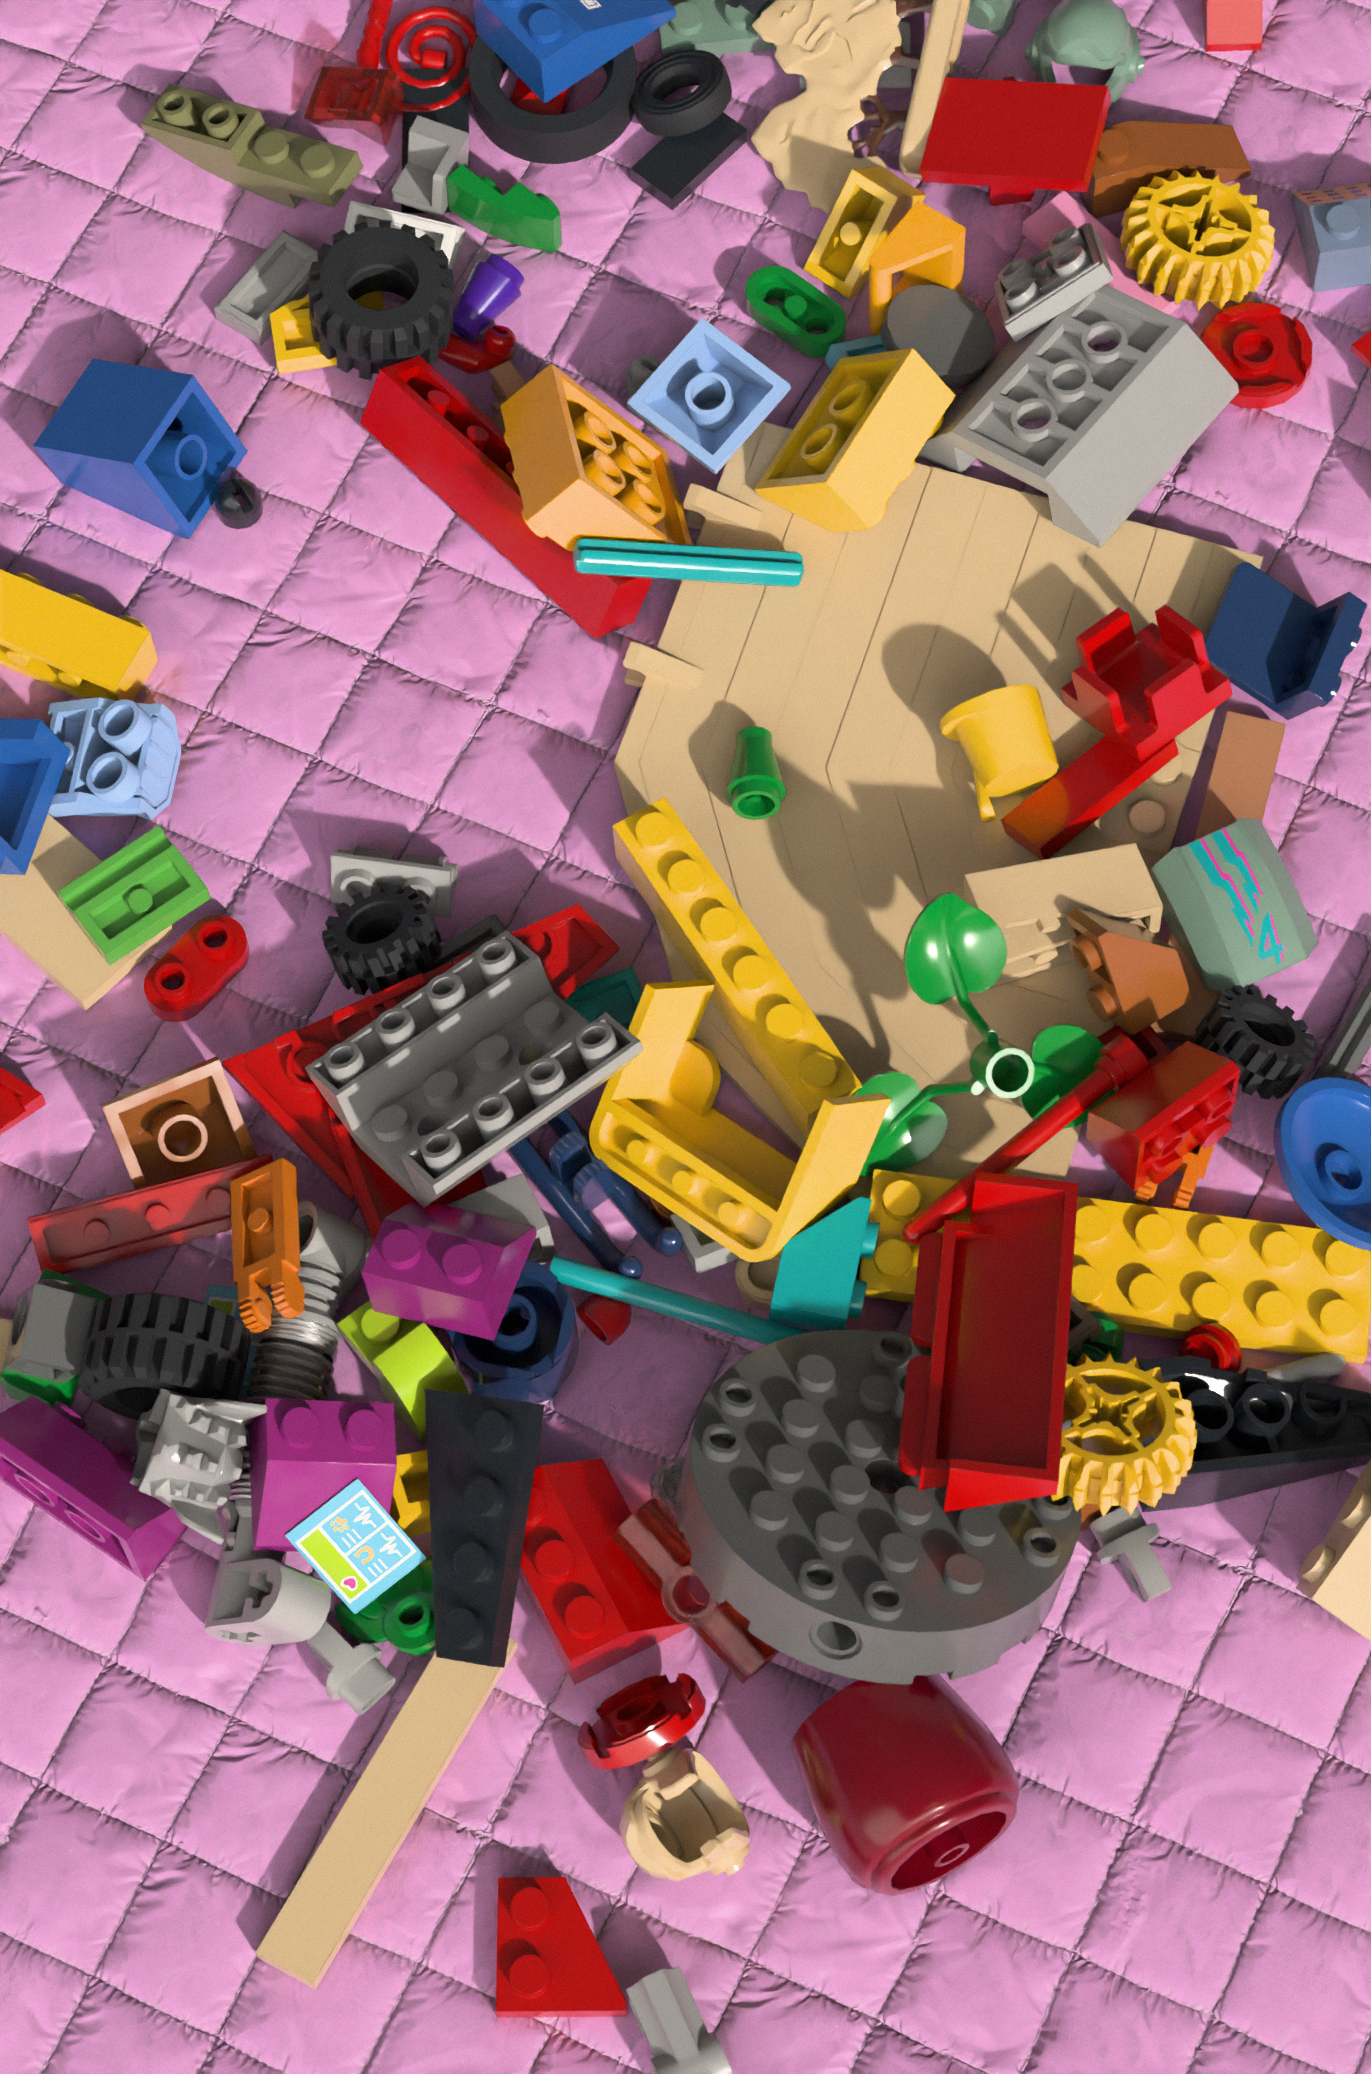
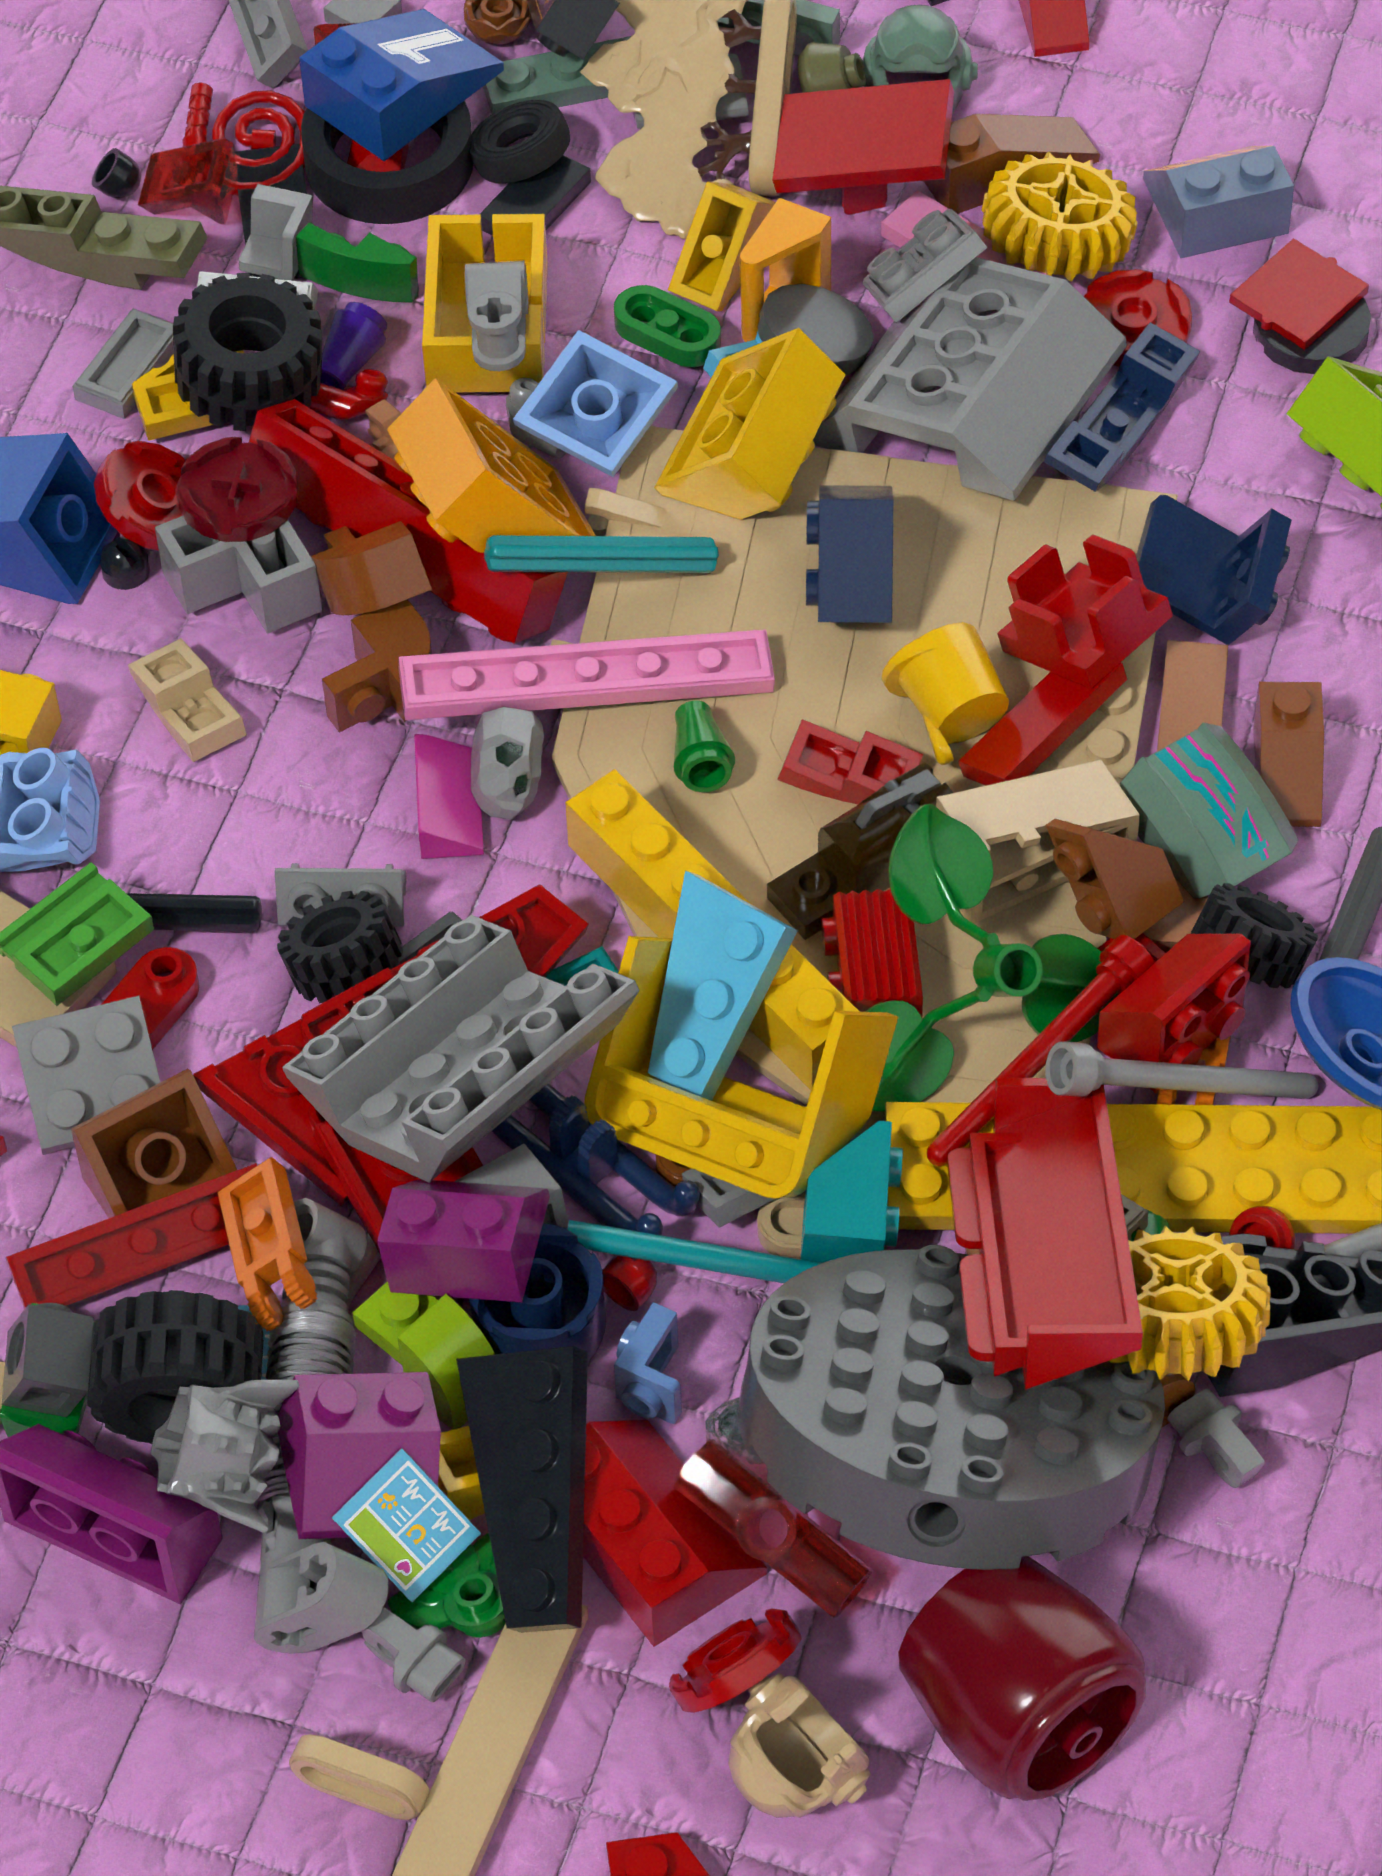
camera: 10 degrees left, 10 degrees down
(127, 1034) = (83, 1066): none -> light grey plate
(255, 880) = (202, 912): none -> black axle
(271, 439) = (139, 490): none -> red tile
(277, 656) = (186, 700): none -> tan slope
(280, 1782) = (358, 1777): none -> tan tile
(287, 83) = (116, 175): none -> black hinge
(347, 507) = (269, 571): none -> light grey brick
(348, 452) = (237, 489): none -> dark red tile
(464, 550) = (370, 569): none -> dark orange brick
(479, 647) = (373, 681): none -> dark orange brick
(509, 791) = (445, 806): none -> dark pink slope
(569, 763) = (506, 761): none -> light grey rock
(606, 1395) = (642, 1358): none -> medium blue bracket
(619, 276) = (446, 326): none -> yellow piece
(624, 292) = (497, 312): none -> light grey piece
(657, 684) = (586, 674): none -> bright pink tile
(725, 1034) = (713, 984): none -> medium azure wing
(886, 906) = (852, 851): none -> dark brown plate
(886, 1018) = (873, 950): none -> red brick
(898, 815) = (842, 767): none -> red slope
(934, 580) = (854, 553): none -> dark blue brick
(996, 52) = (829, 68): none -> olive cone
(1053, 1178) = (1079, 1069): none -> light grey piece
(1224, 459) = (1124, 410): none -> dark blue slope
(1326, 846) = (1291, 747): none -> dark orange slope

